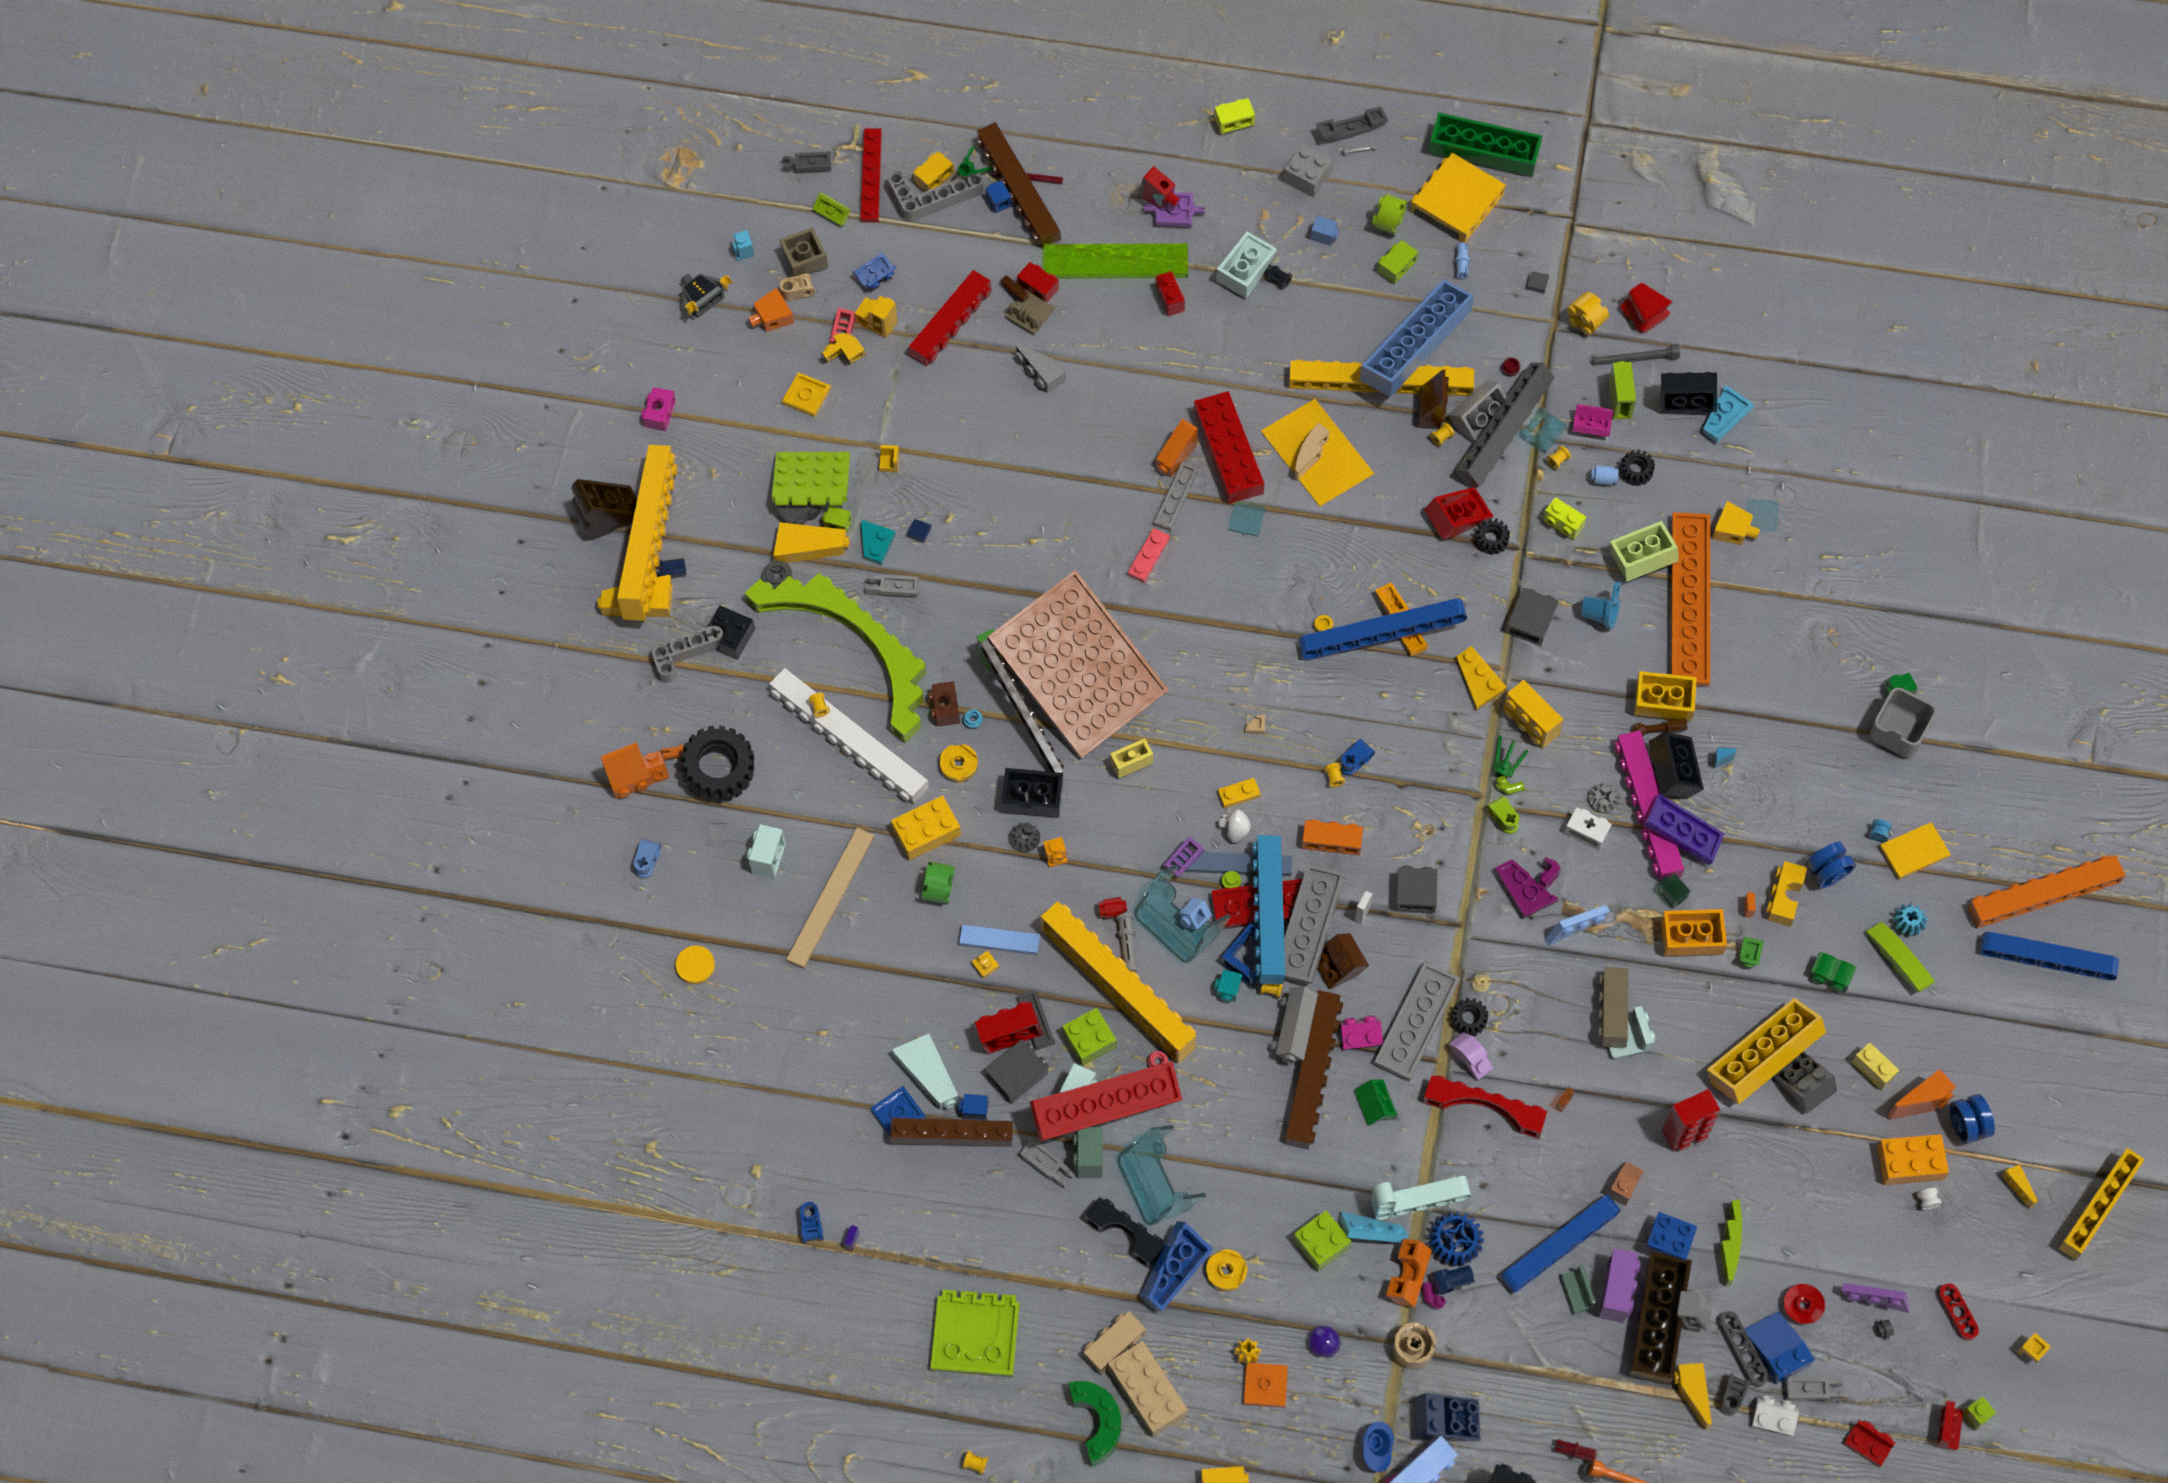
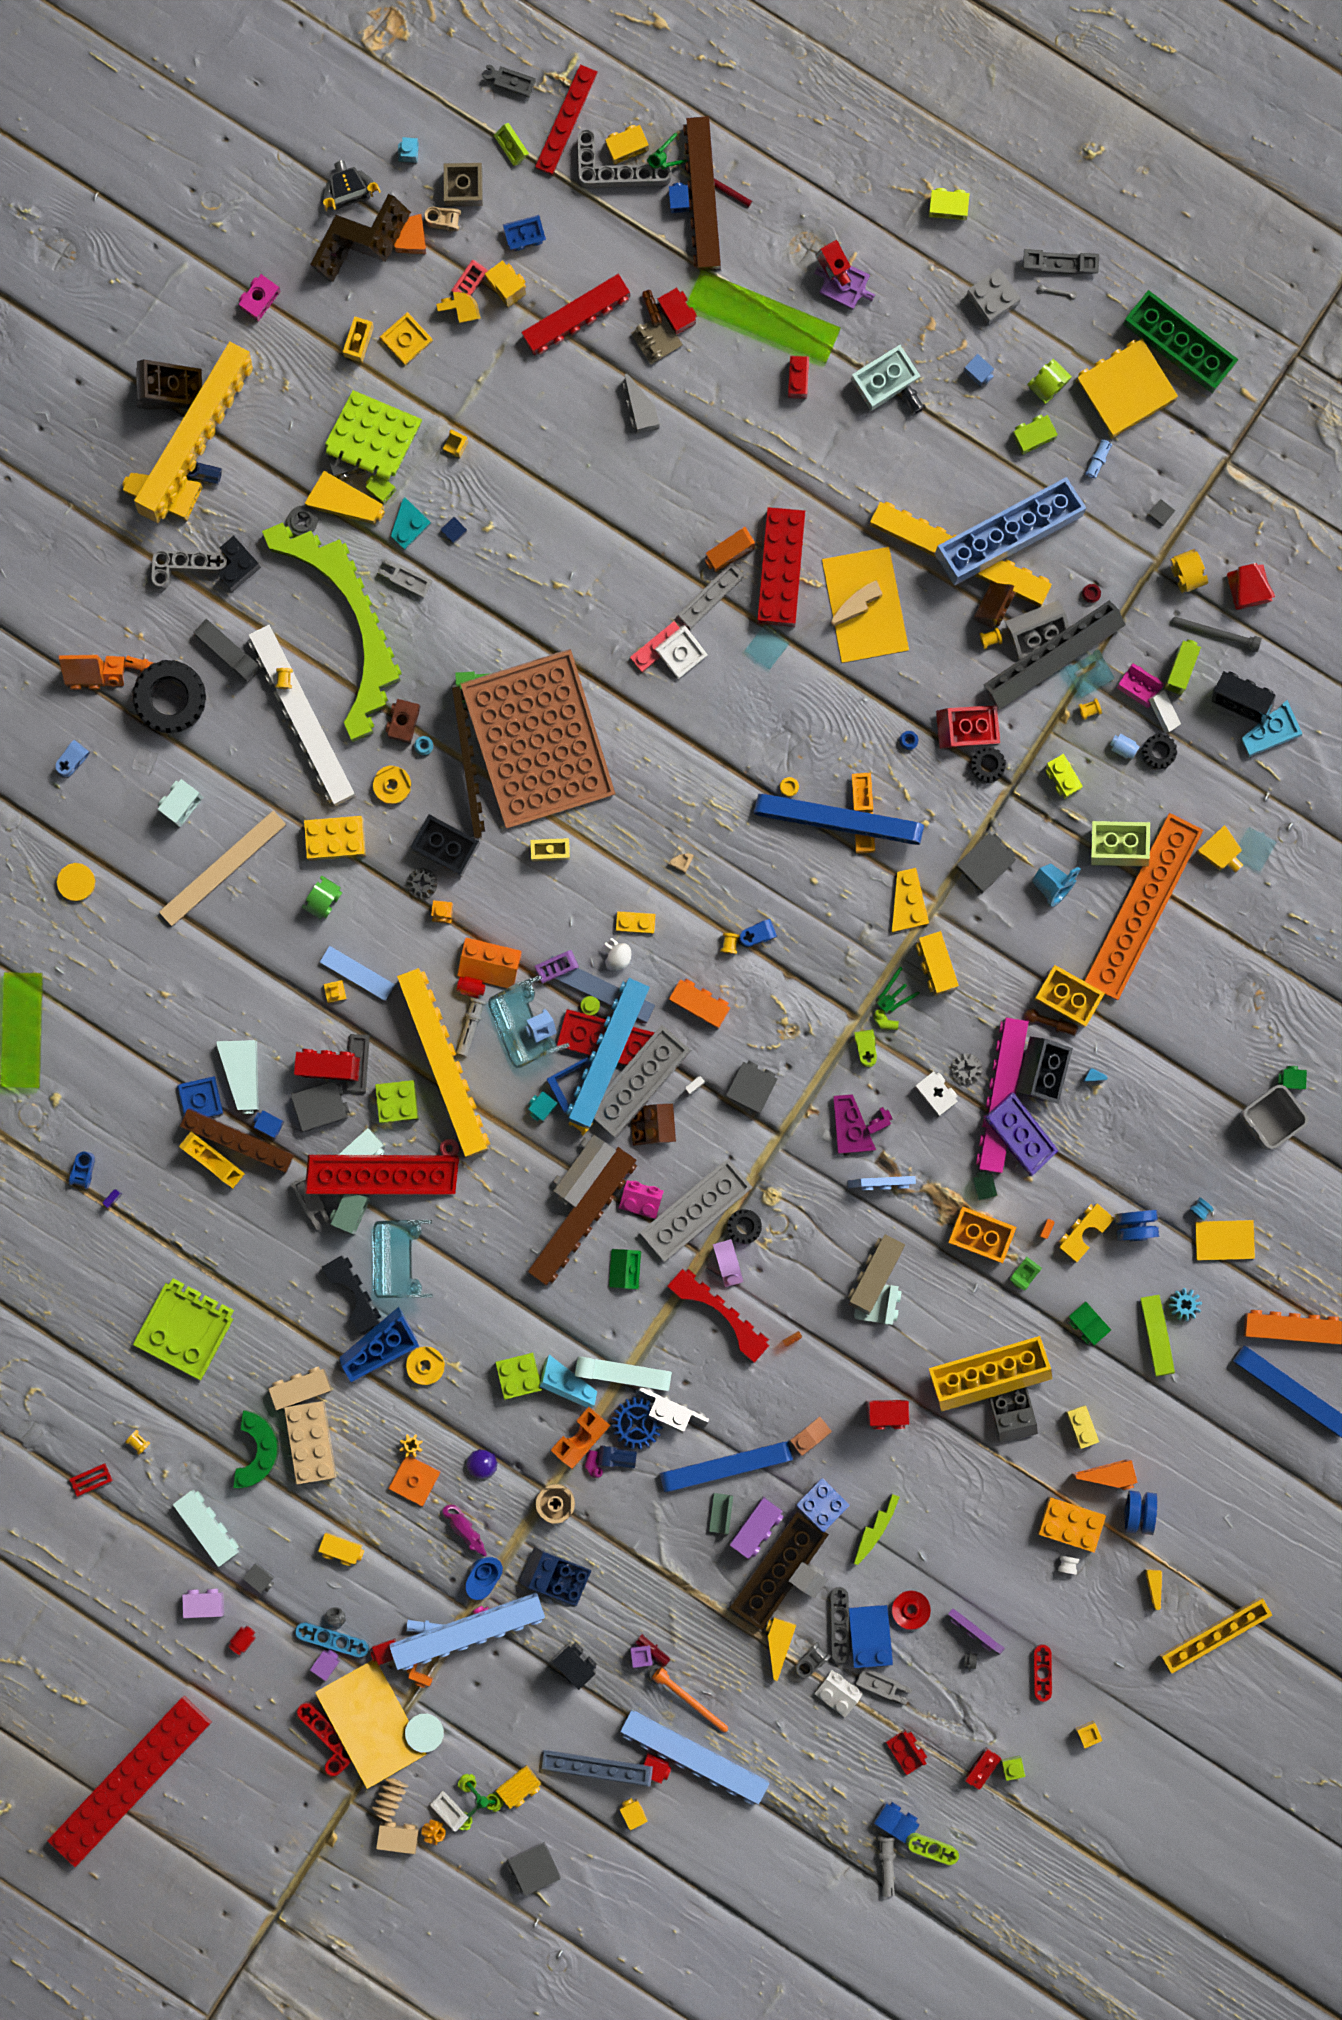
camera: 25 degrees right, 20 degrees up
(698, 1118) = (22, 1030): none -> clear neon green plate
(731, 323) = (372, 241): none -> dark brown bracket
(764, 407) = (358, 339): none -> yellow brick
(772, 713) = (227, 650): none -> dark grey beam
(934, 1162) = (212, 1159): none -> yellow arch
(1120, 877) = (489, 963): none -> orange slope
(1172, 549) = (681, 651): none -> white tile
(1334, 1410) = (463, 1528): none -> magenta animal
(1411, 540) = (913, 736): none -> blue plate
(1483, 1212) = (669, 1413): none -> bracket
(1568, 1458) = (641, 1656): none -> medium lavender panel
(1625, 433) = (1164, 711): none -> white tile

